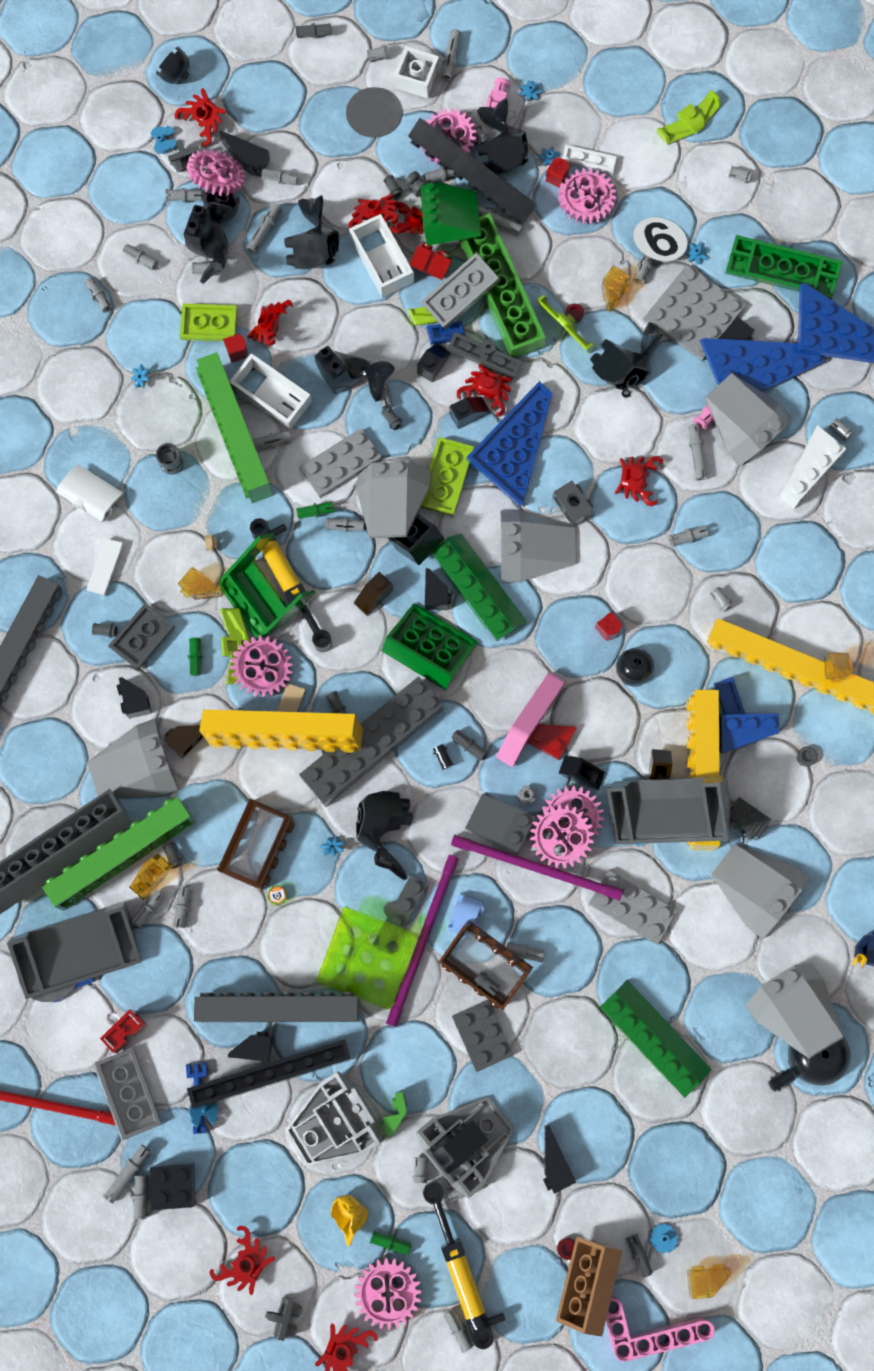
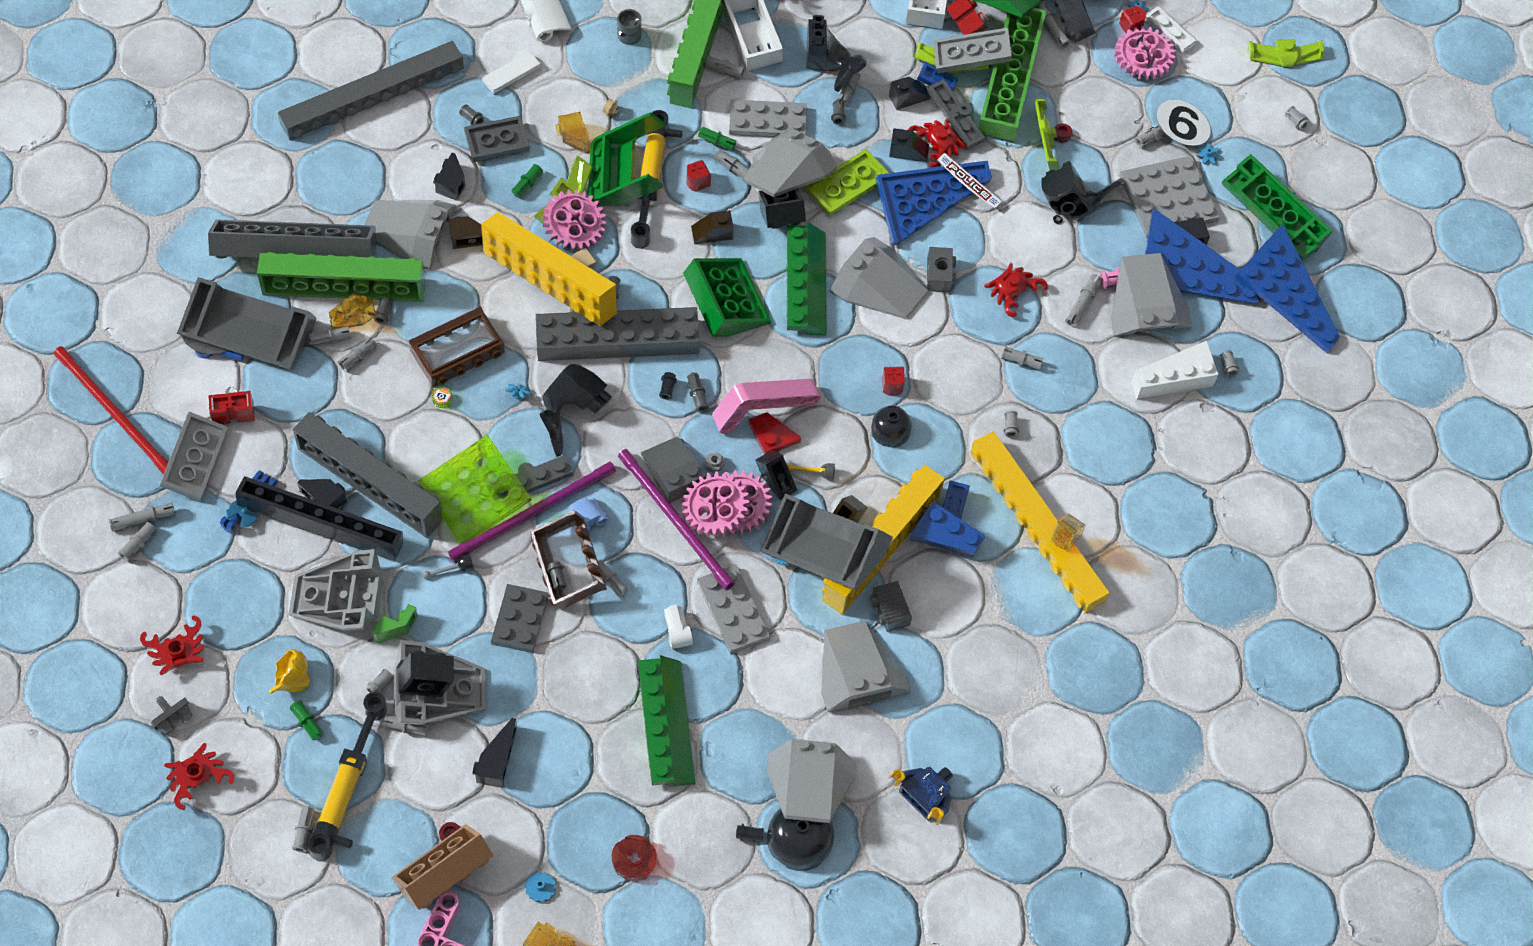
camera: 30 degrees right, 15 degrees down
(172, 1186) = (169, 549): black brick -> none
(327, 555) = (698, 176): none -> red piece
(406, 1023) = (464, 564): none -> hinge
(406, 1292) = (287, 765): bright pink gear -> none
(436, 592) = (764, 260): black slope -> none
(538, 409) = (969, 181): none -> sticker
(610, 959) = (678, 631): none -> white piece
(613, 286) = (1112, 133): clear yellow slope -> none
(616, 741) = (827, 470): none -> hinge
(639, 1255) = (507, 882): dark grey axle -> none
(710, 1175) = (624, 866): none -> clear red plate
(806, 756) = (987, 596): dark grey tile -> none

